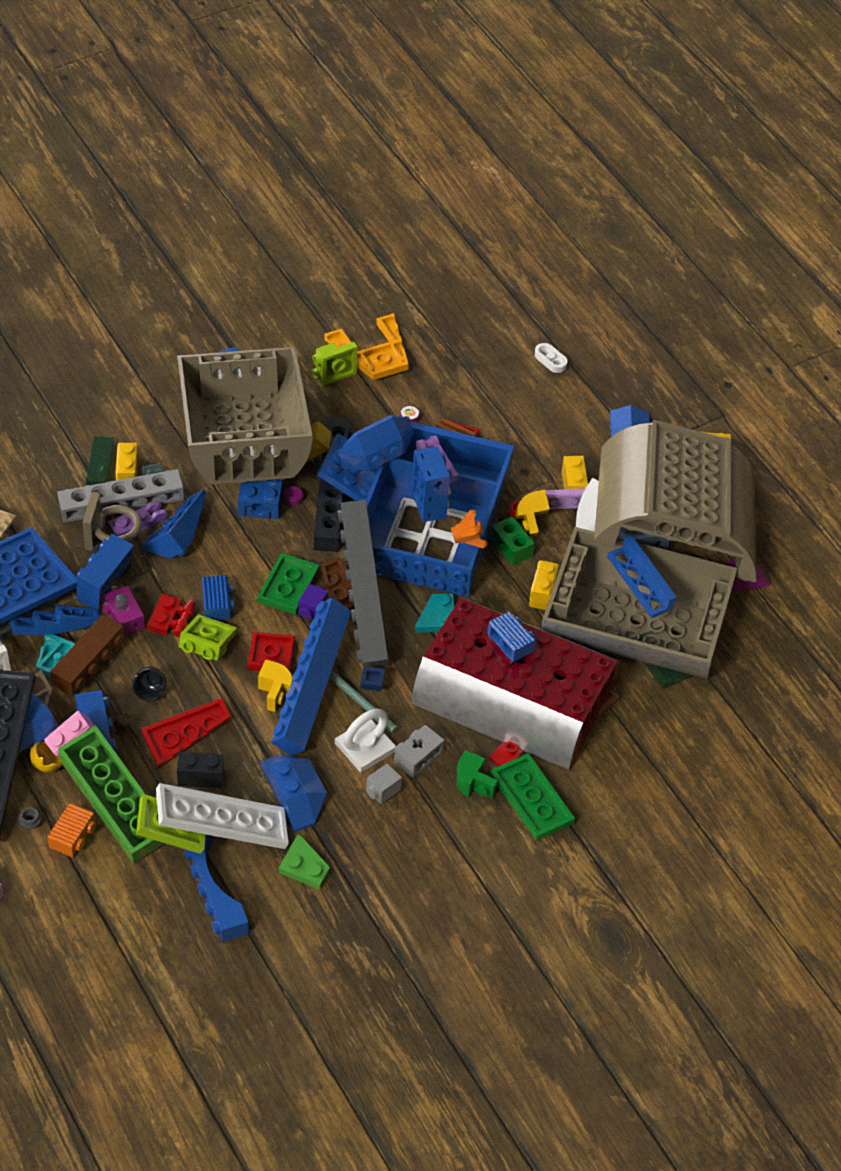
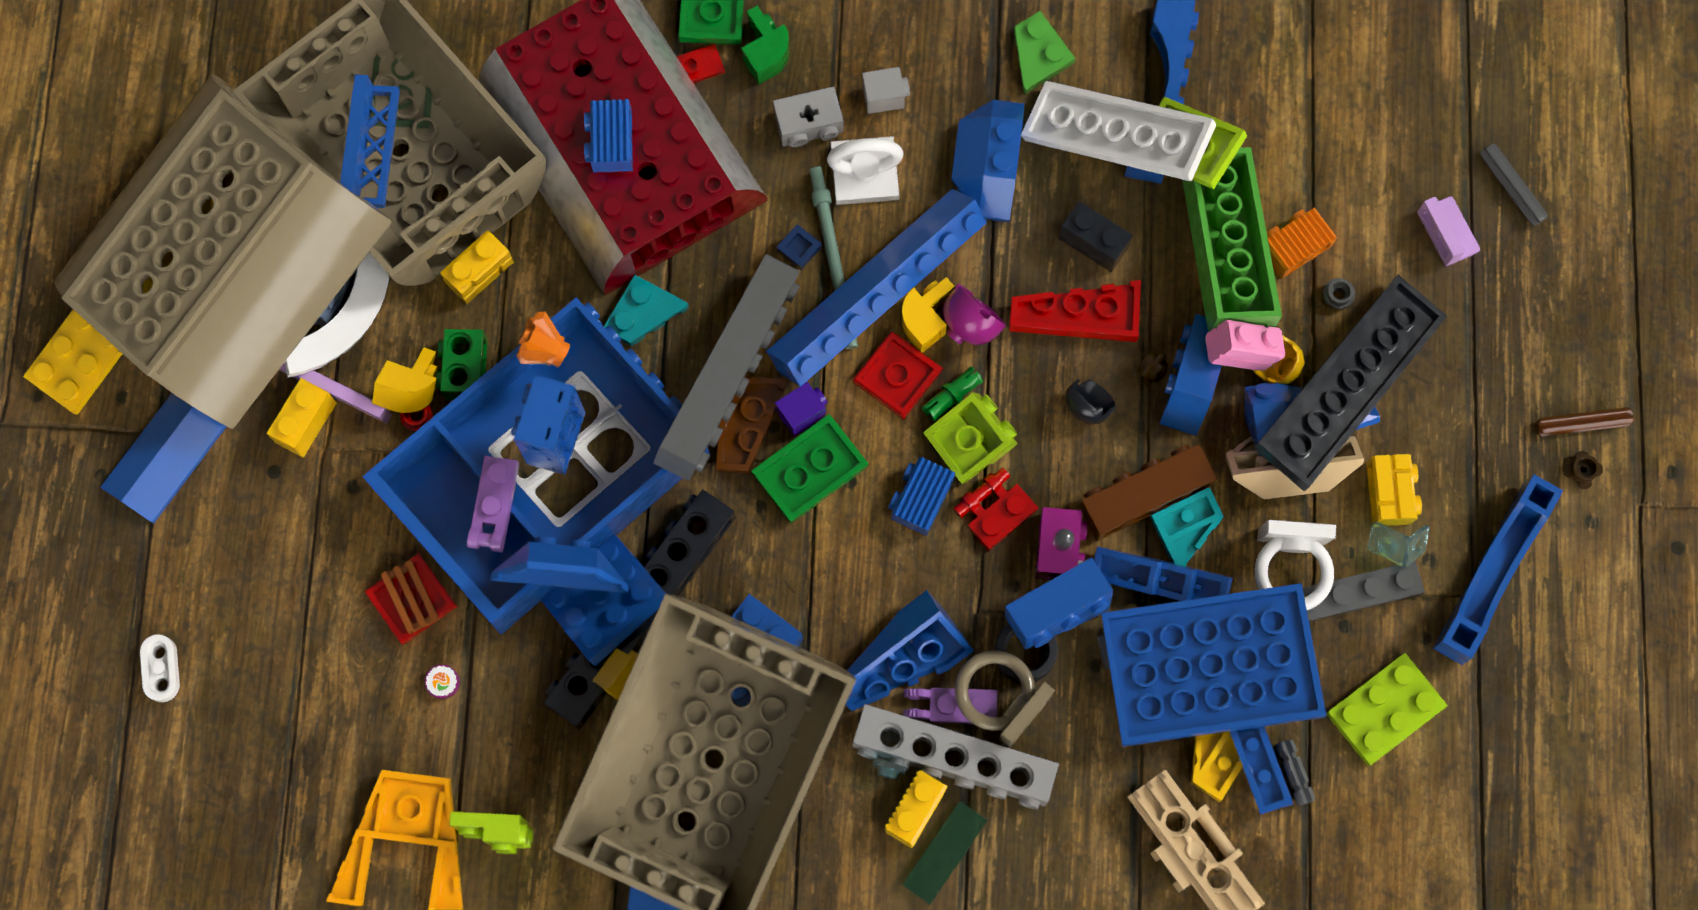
camera: 145 degrees left, 25 degrees up
(233, 655) = (952, 394): none -> green pin
(246, 692) = (970, 318): none -> magenta cylinder

